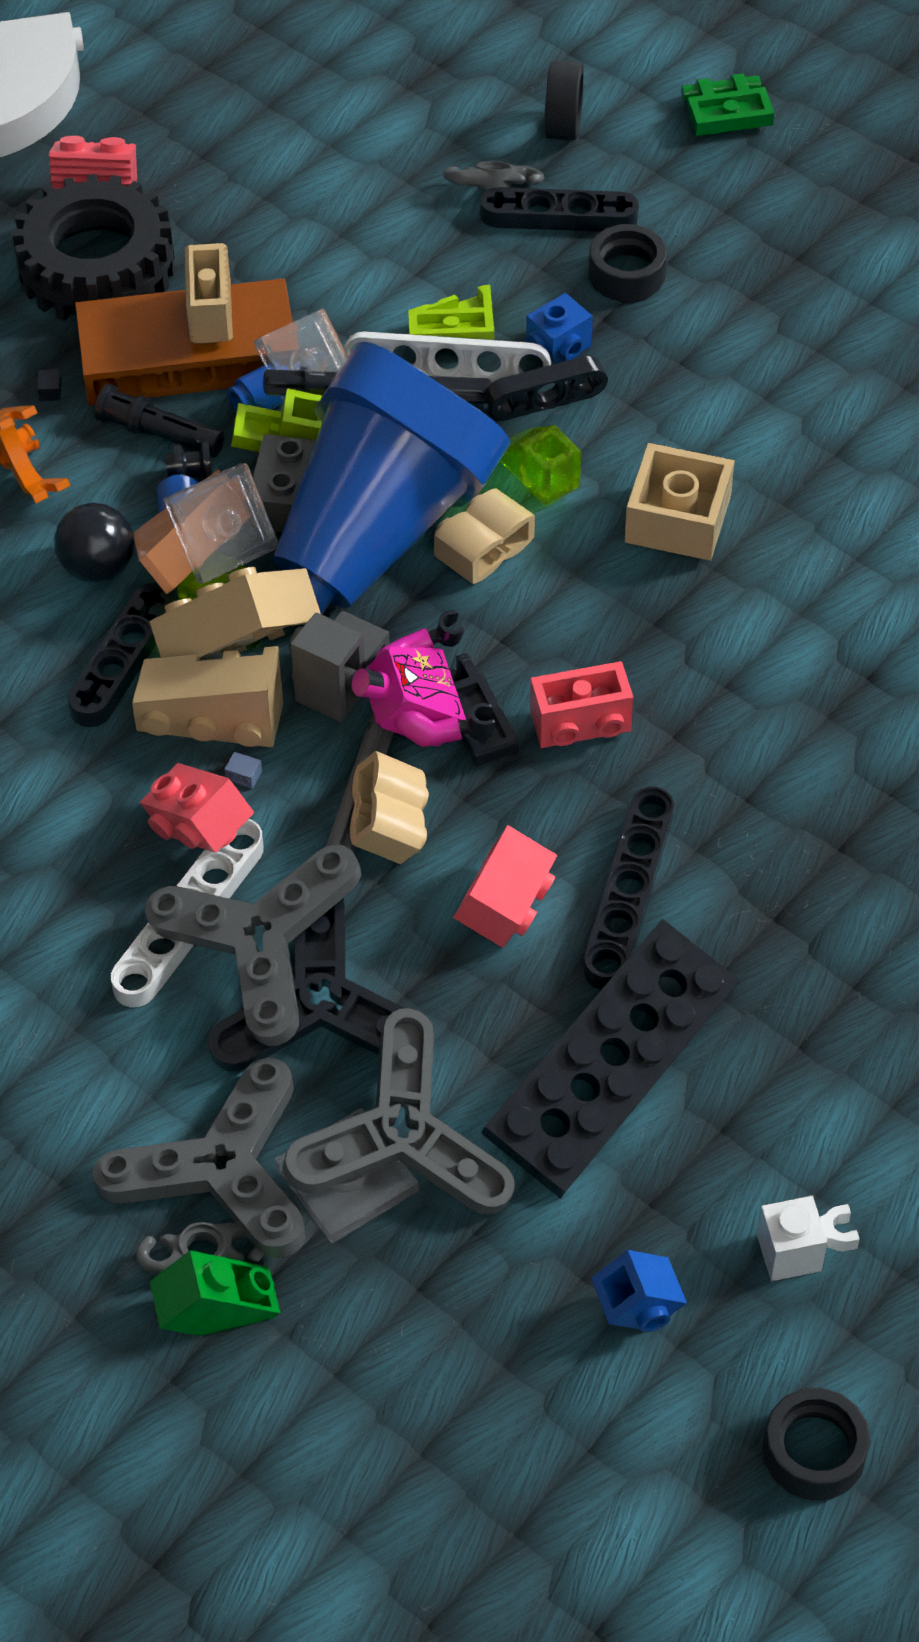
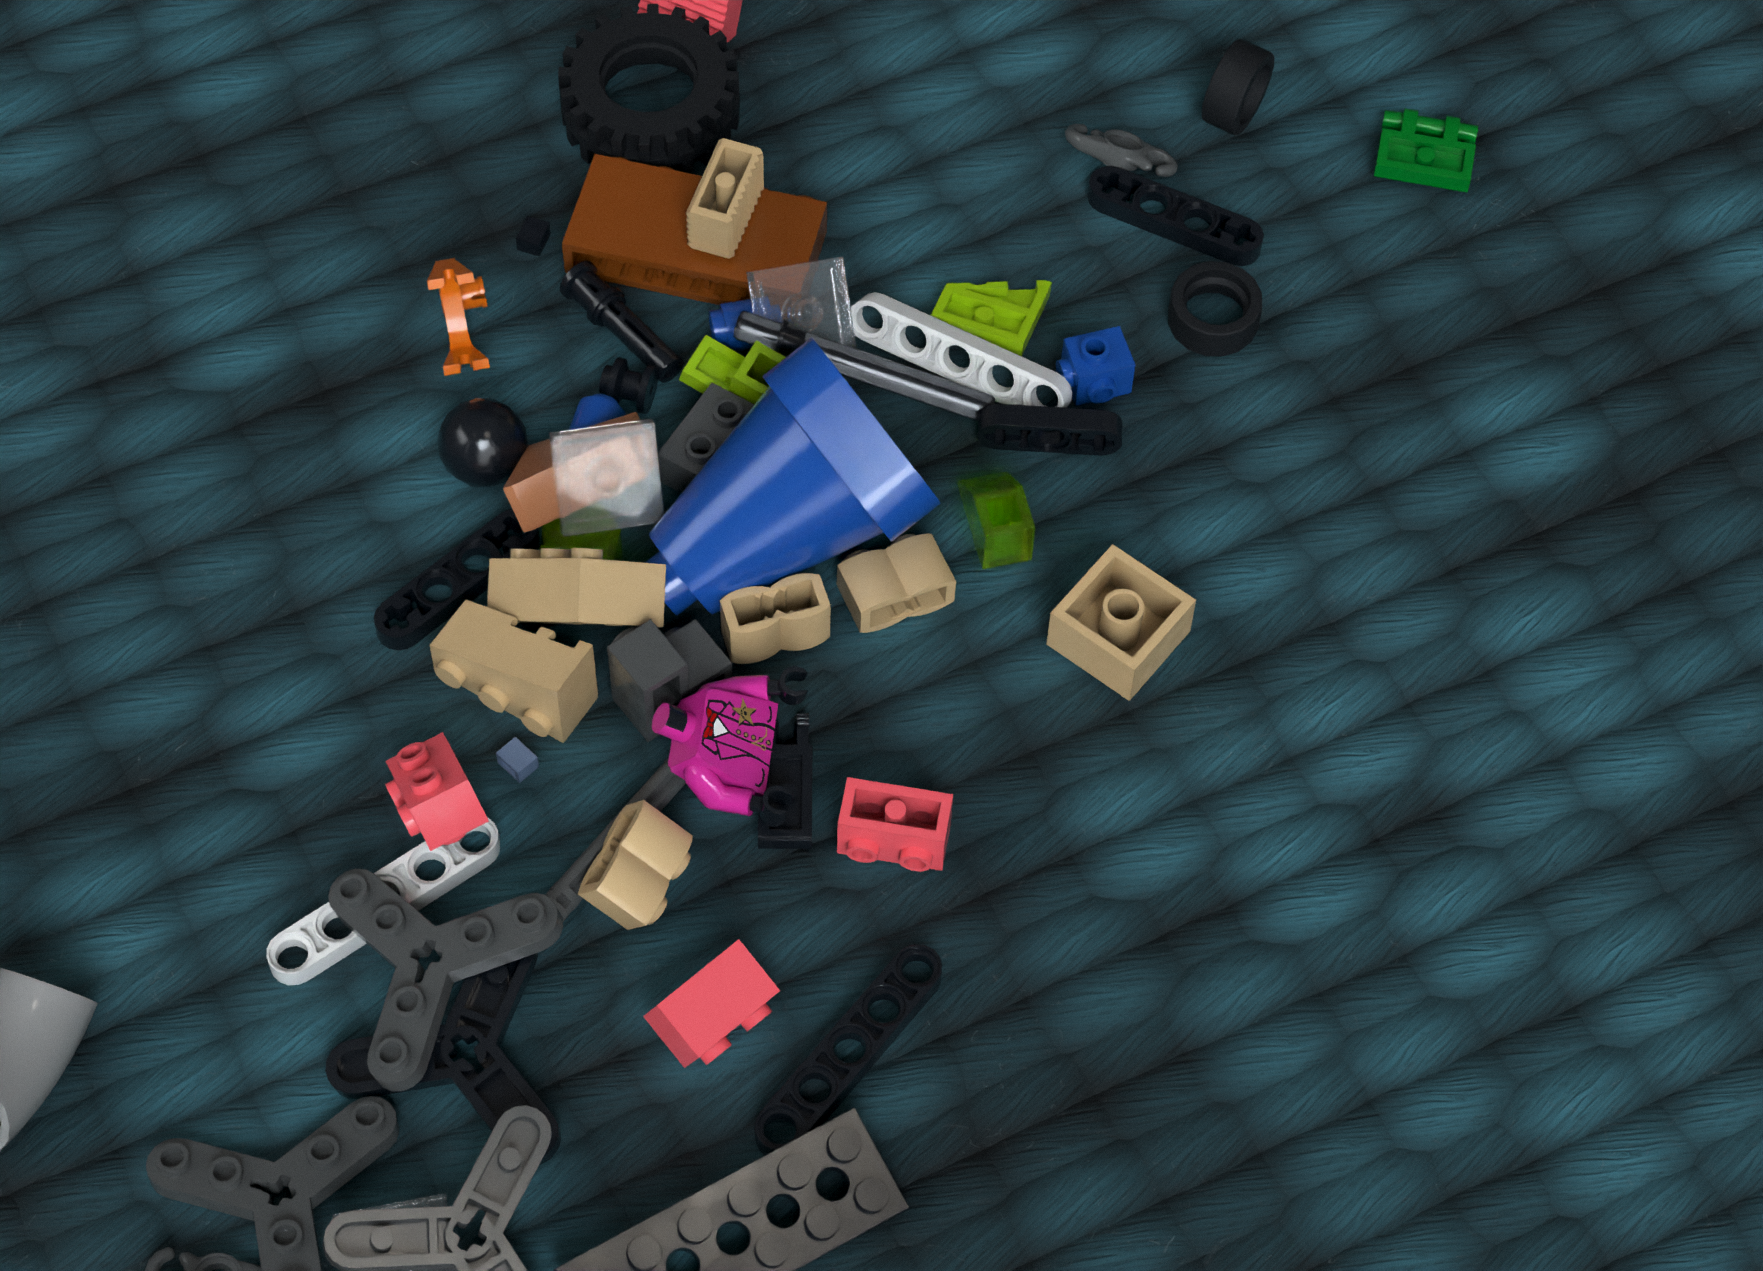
camera: 20 degrees right, 5 degrees up
(405, 589) = (785, 617): none -> tan brick

